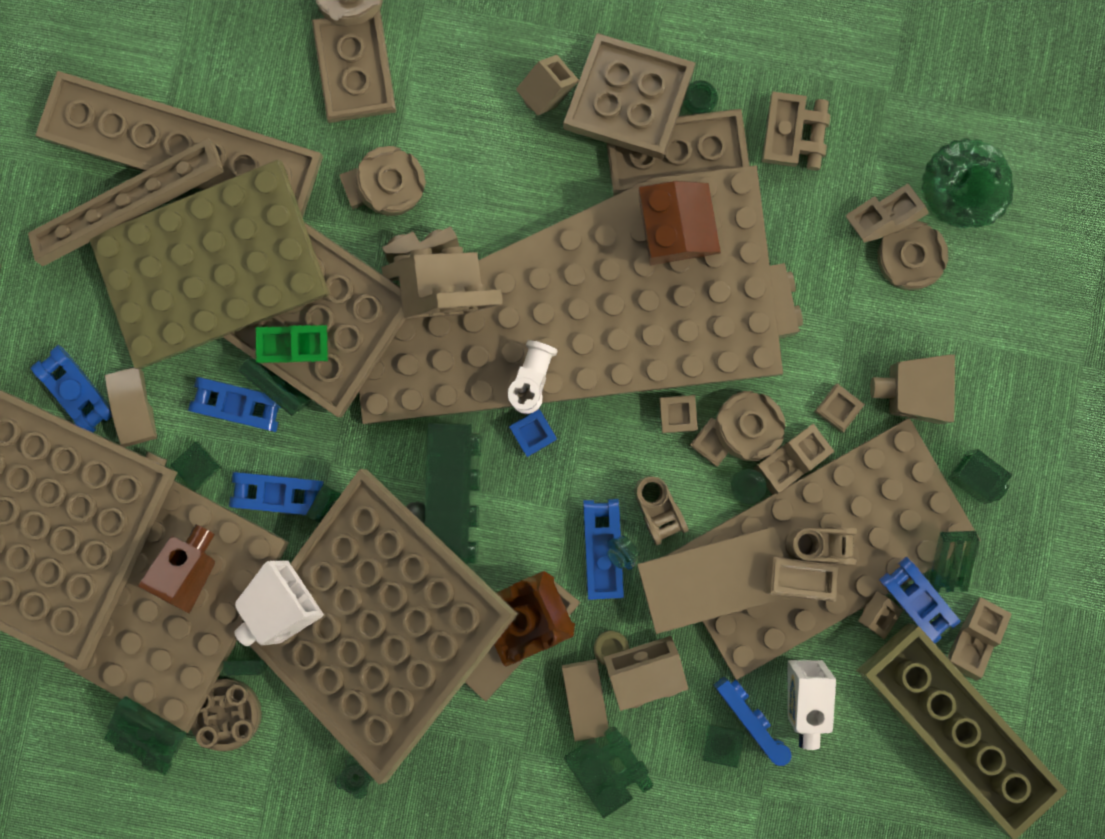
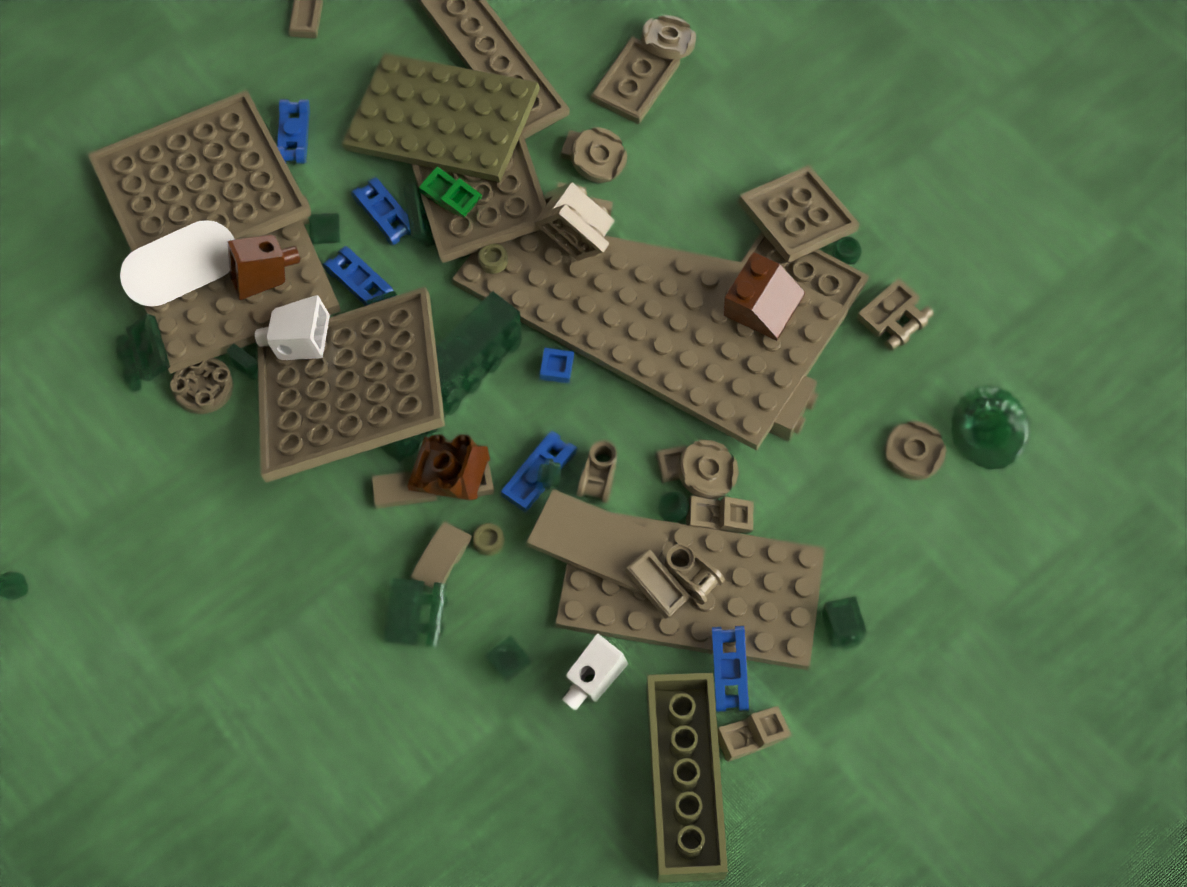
camera: 40 degrees right, 20 degrees down
(100, 632) = (176, 263): none -> white tile
(125, 202) = (435, 50): dark tan plate -> none
(130, 407) = (317, 164): dark tan slope -> none
(346, 781) = (247, 478): clear green plate -> none
(387, 376) = (493, 258): none -> olive tile
(531, 376) = (583, 321): white connector -> none
(547, 85) = (749, 169): dark tan brick -> none
(646, 673) = (496, 566): dark tan brick -> none
(678, 414) = (664, 426): dark tan plate -> none
(753, 721) = (542, 658): blue plate -> none
(839, 408) = (780, 507): dark tan tile -> none
(879, 219) = (906, 406): dark tan slope -> none
(880, 615) = (694, 657): dark tan plate -> none
(919, 389) = (847, 532): dark tan torso -> none
(970, 551) = (762, 679): clear green tile -> none

